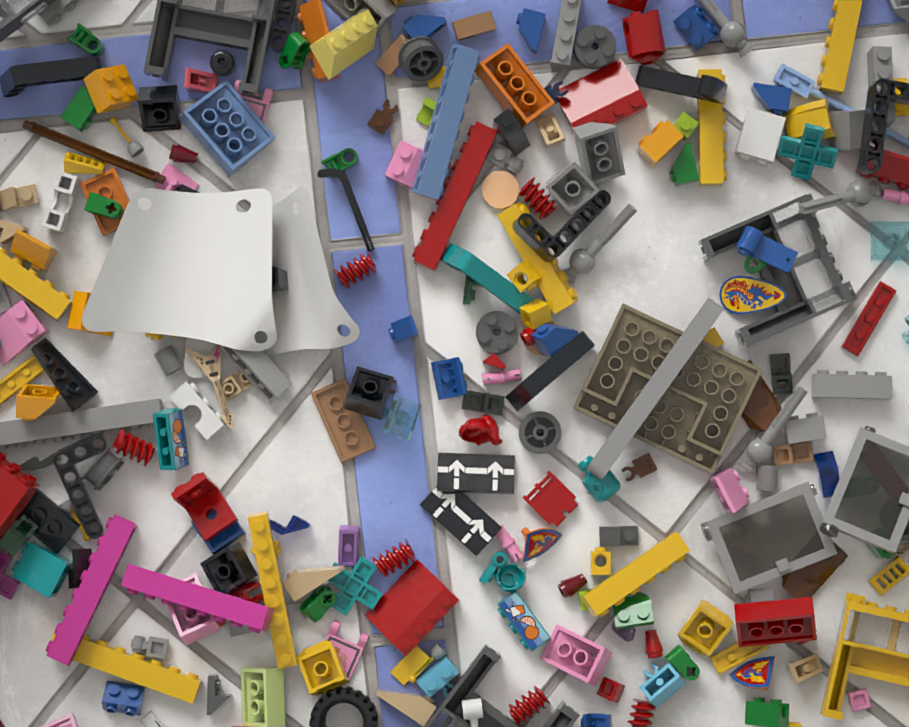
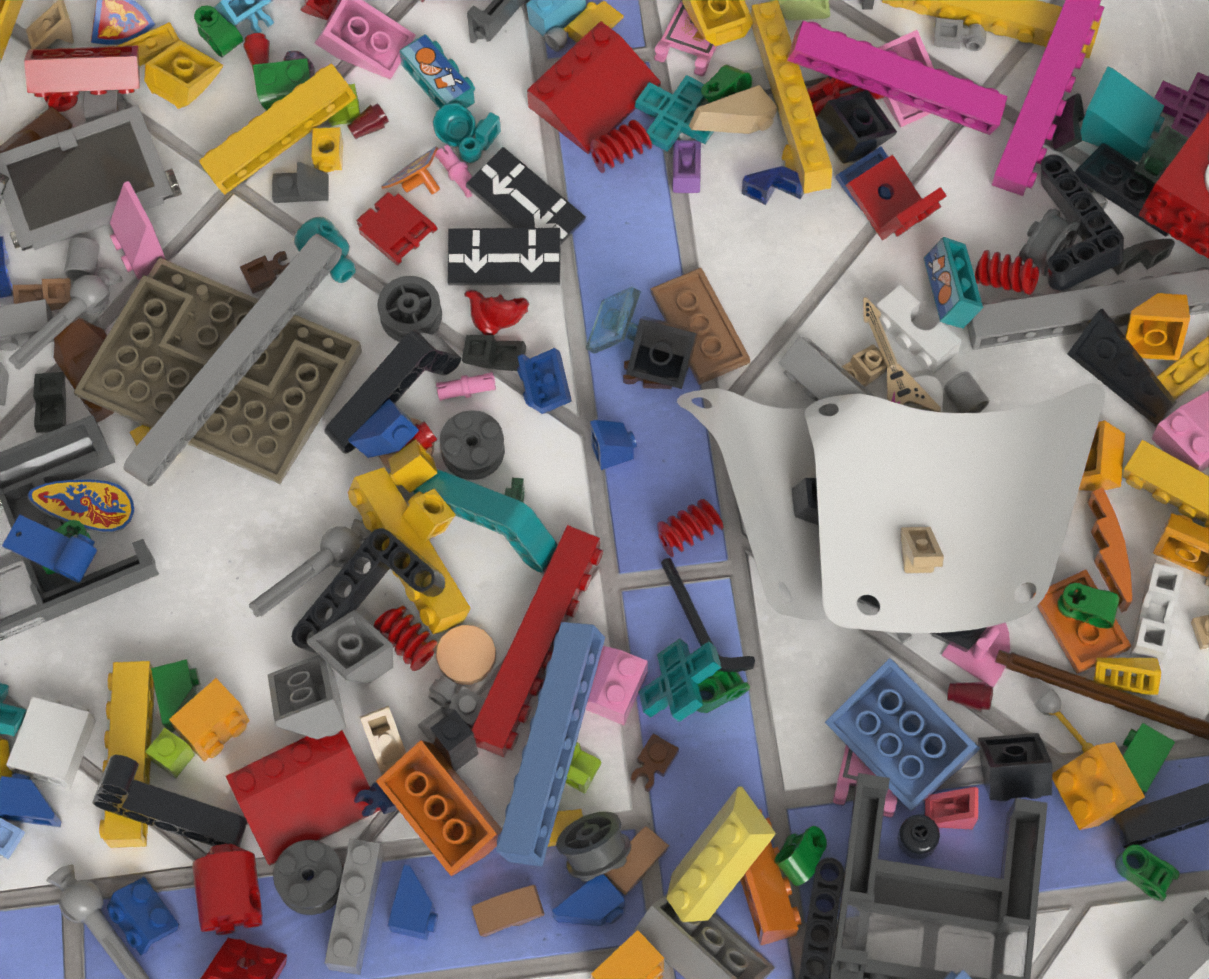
camera: 175 degrees right, 20 degrees down
(84, 242) = (1112, 558): none -> orange slope
(207, 240) = (920, 550): none -> tan slope
(364, 162) = (679, 679): none -> teal plate
(493, 360) = (476, 402): red slope -> none

